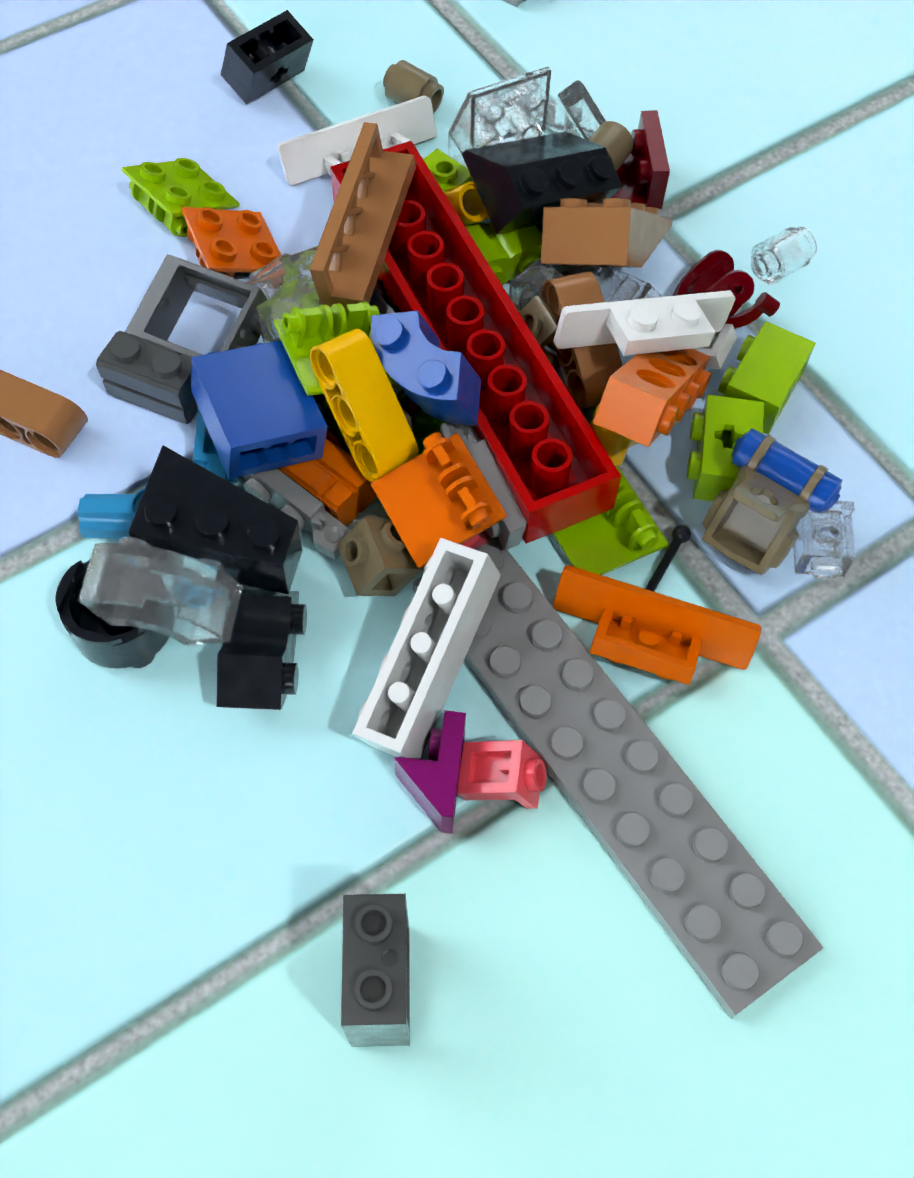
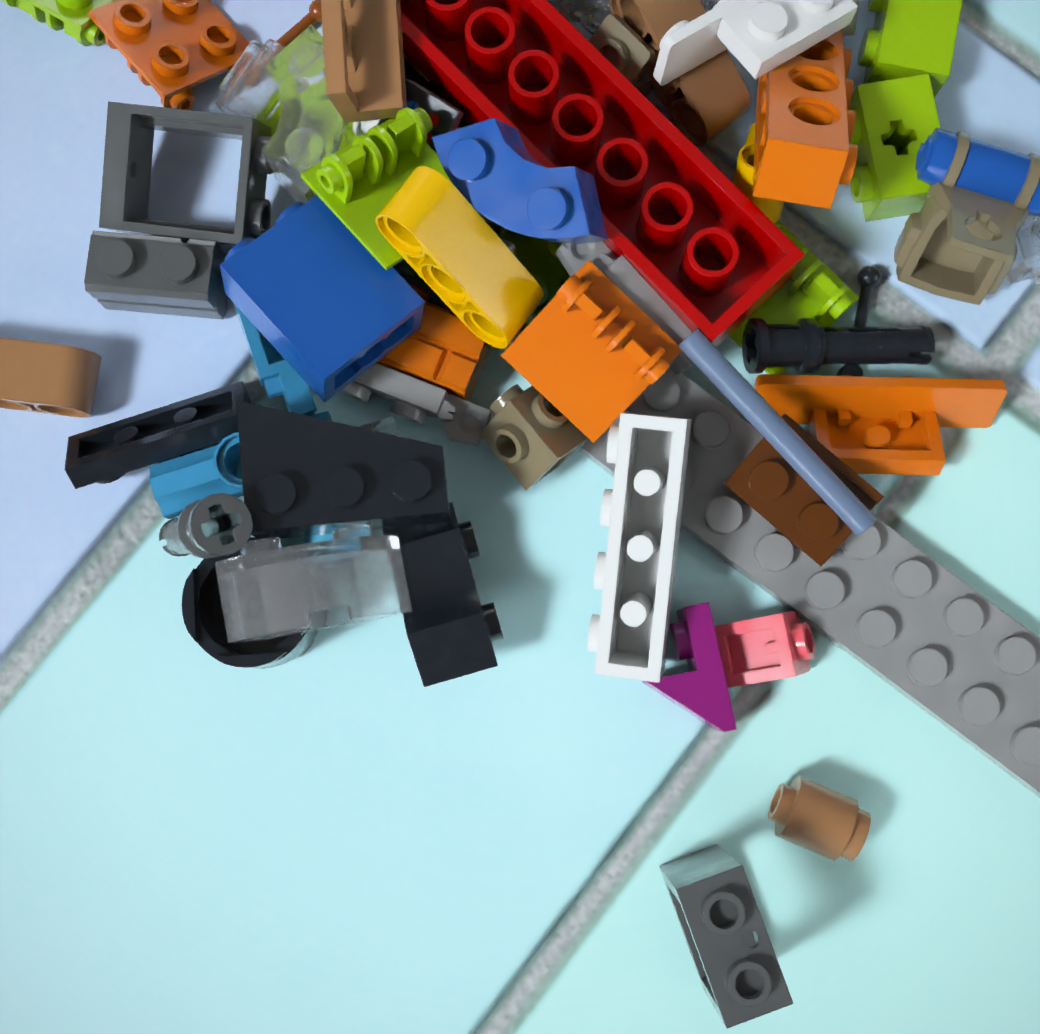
camera: 15 degrees left, 20 degrees up
(63, 480) = (153, 436): none -> black plate
(102, 529) = (208, 528): none -> dark grey pin
(499, 923) = (819, 819): none -> medium nougat brick
(561, 596) = (777, 432): none -> sand blue bar
(571, 654) = (790, 503): none -> reddish brown plate
(614, 559) = (811, 345): none -> black pin

